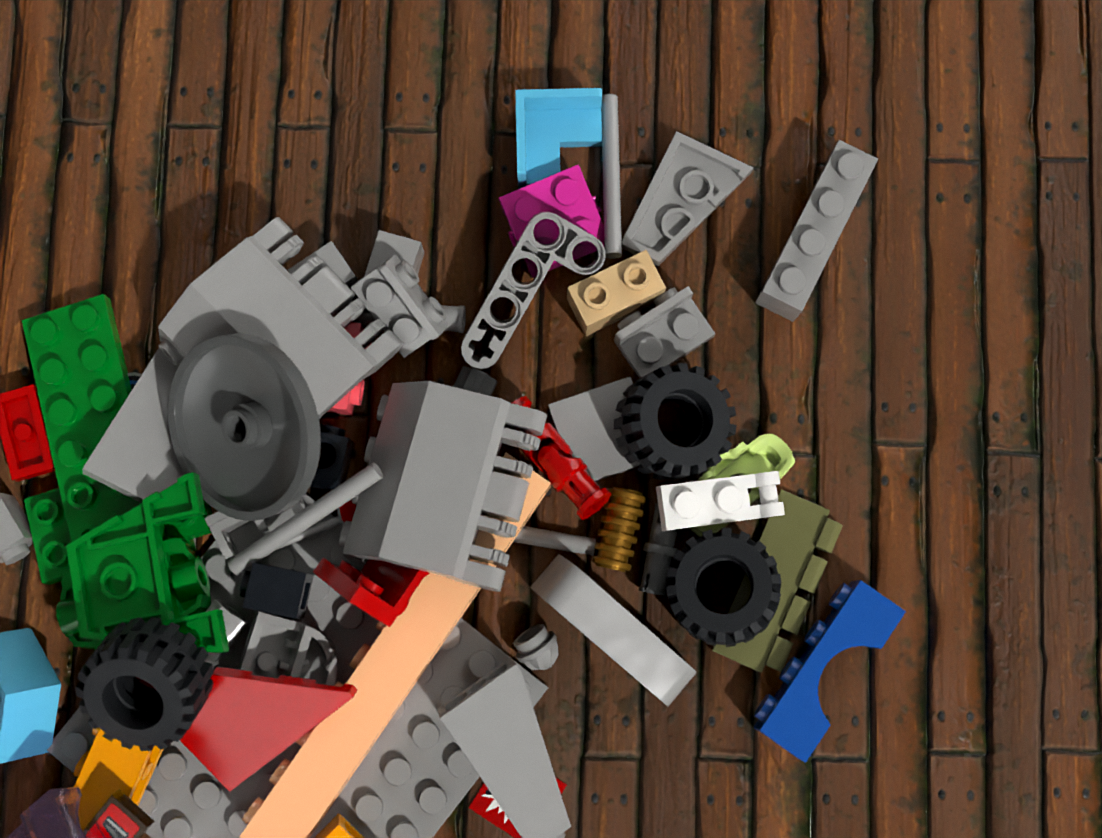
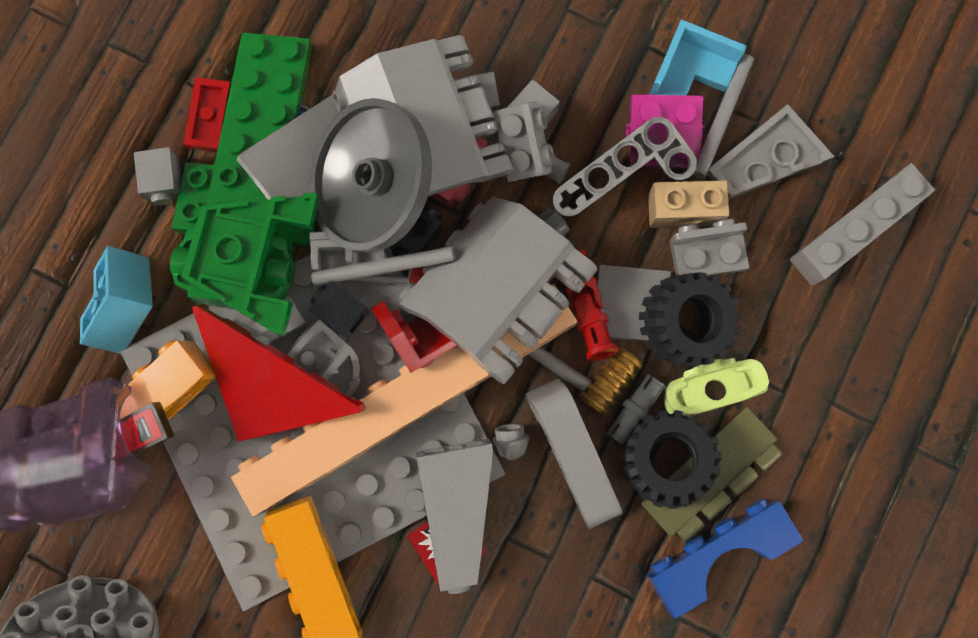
camera: 25 degrees right, 0 degrees up
(126, 706) = (193, 345): black tyre -> none
(718, 501) = (696, 393): white plate -> none

